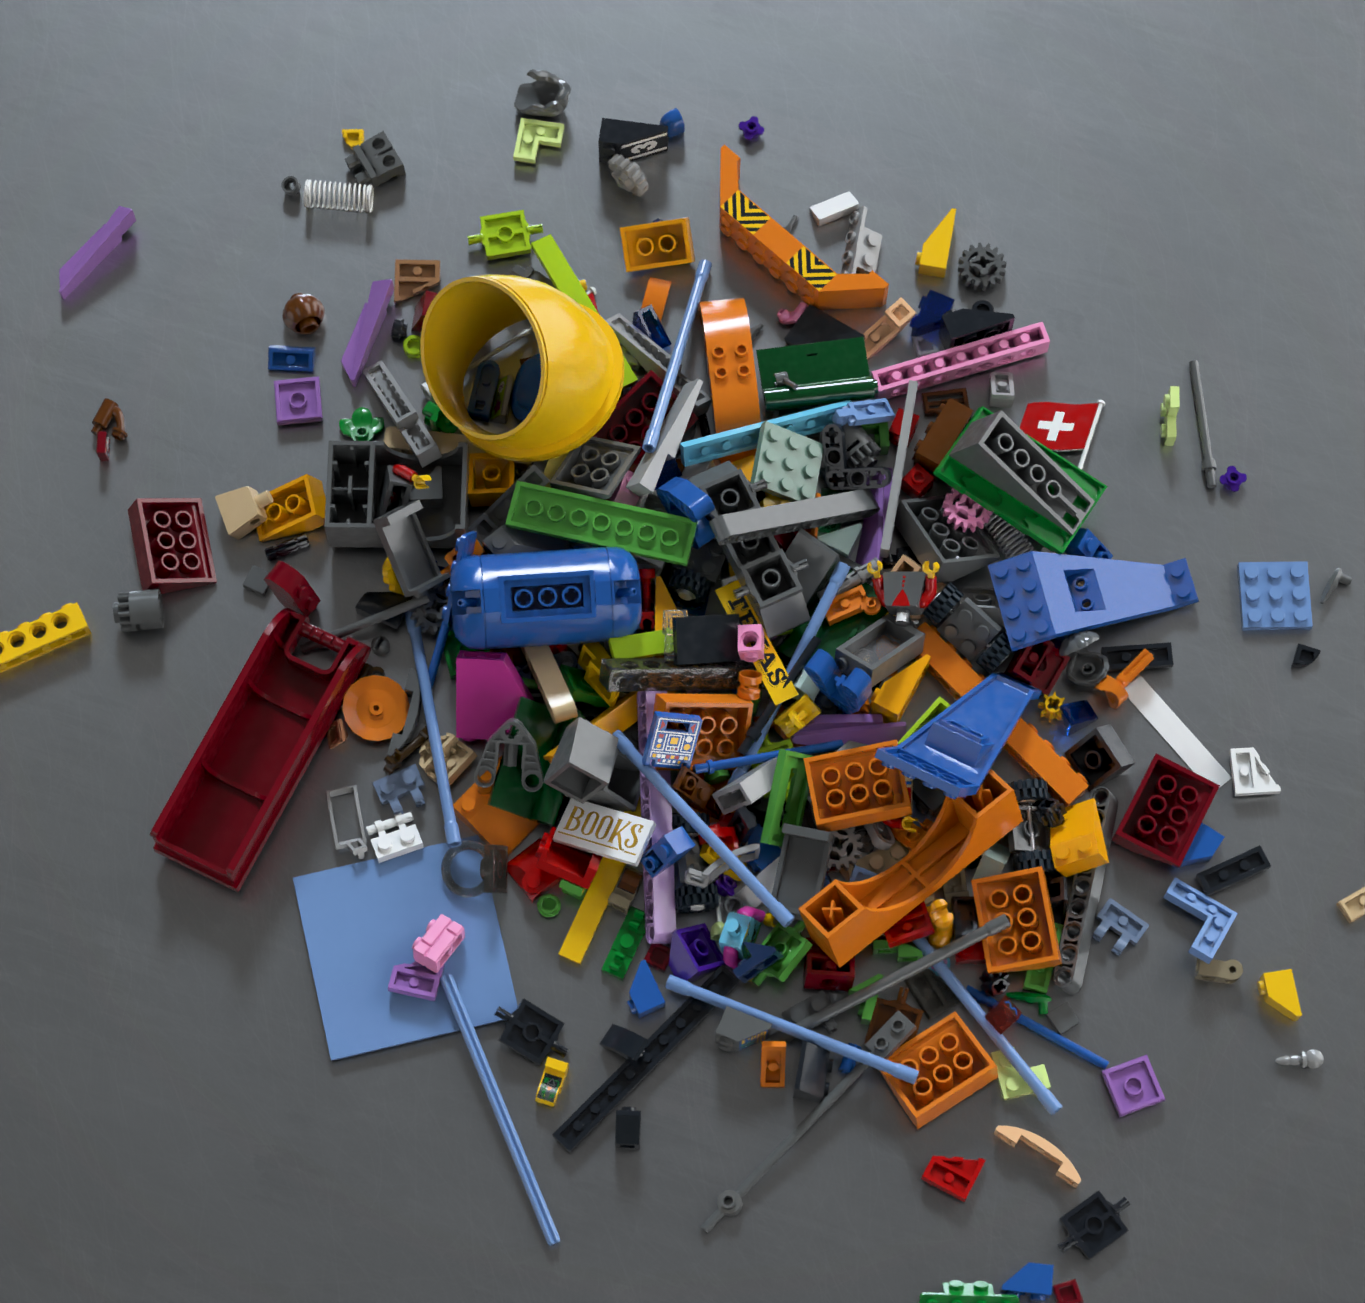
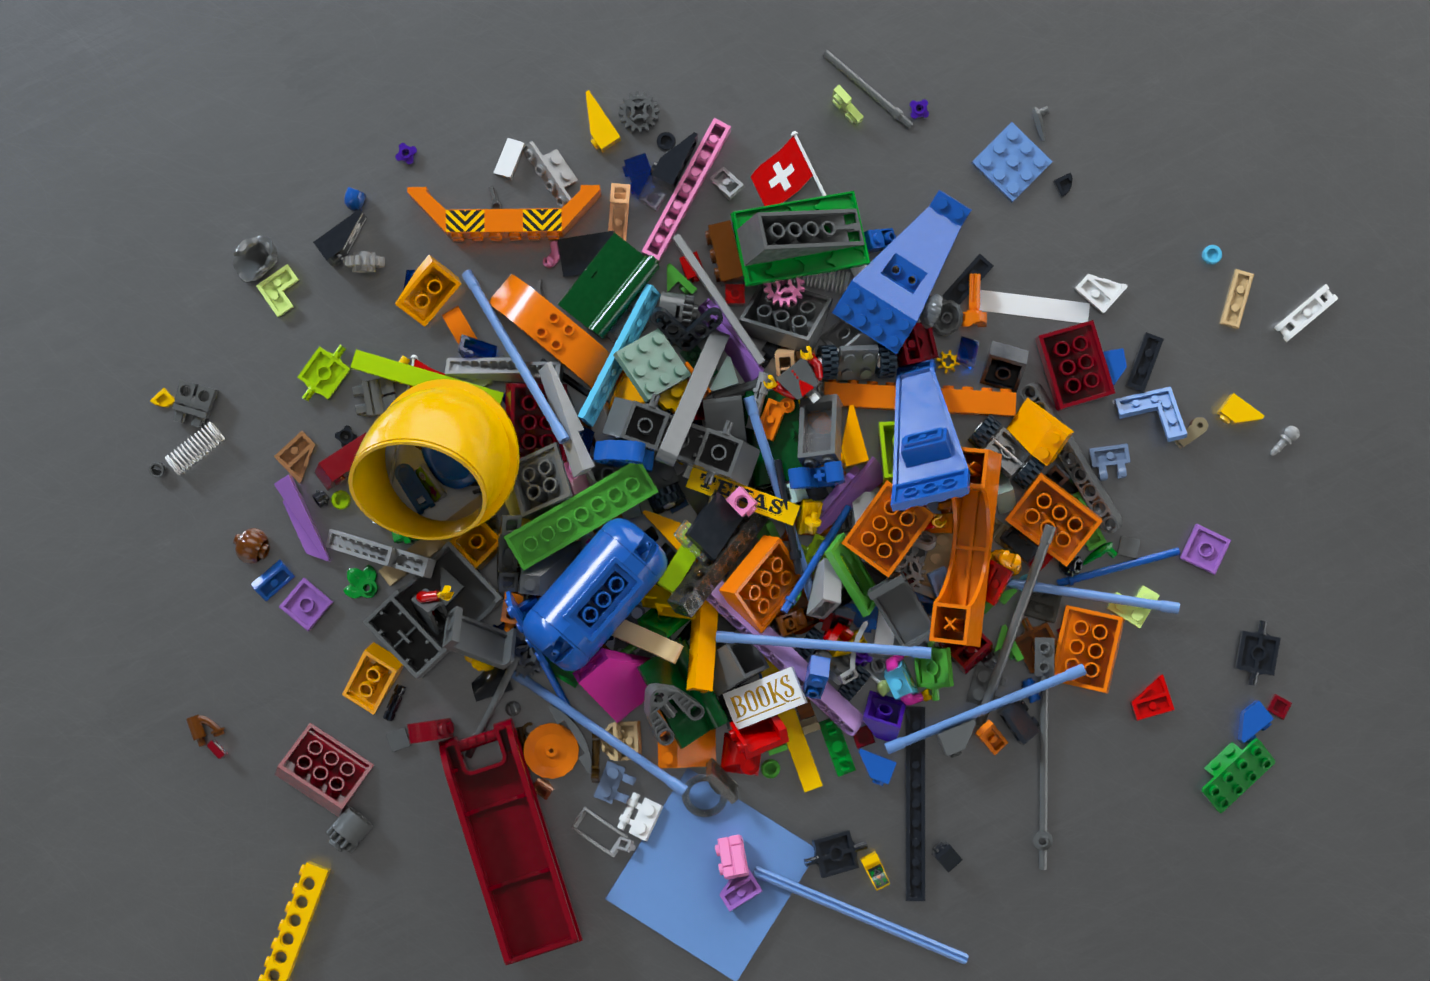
camera: 45 degrees left, 15 degrees up
(95, 250) = (78, 630): medium lavender wedge -> none
(243, 510) = (346, 707): tan torso -> none
(582, 760) = (716, 672): dark grey slope -> none
(624, 1042) = (895, 808): black slope -> none
(646, 576) = (635, 517): red bar -> none
(671, 746) = (760, 614): container -> none
(749, 684) = (765, 527): orange wheel -> none
(762, 958) = (928, 684): dark blue slope -> none
(783, 379) = (593, 309): dark grey hand -> none
(864, 413) = (665, 284): medium blue hinge -> none
(941, 394) = (692, 221): reddish brown tile -> none
(1003, 1014) = (1095, 581): clear red brick -> none
(1051, 812) = (1011, 432): black gear -> none
(1066, 1171) = (1166, 644): light nougat slope -> none

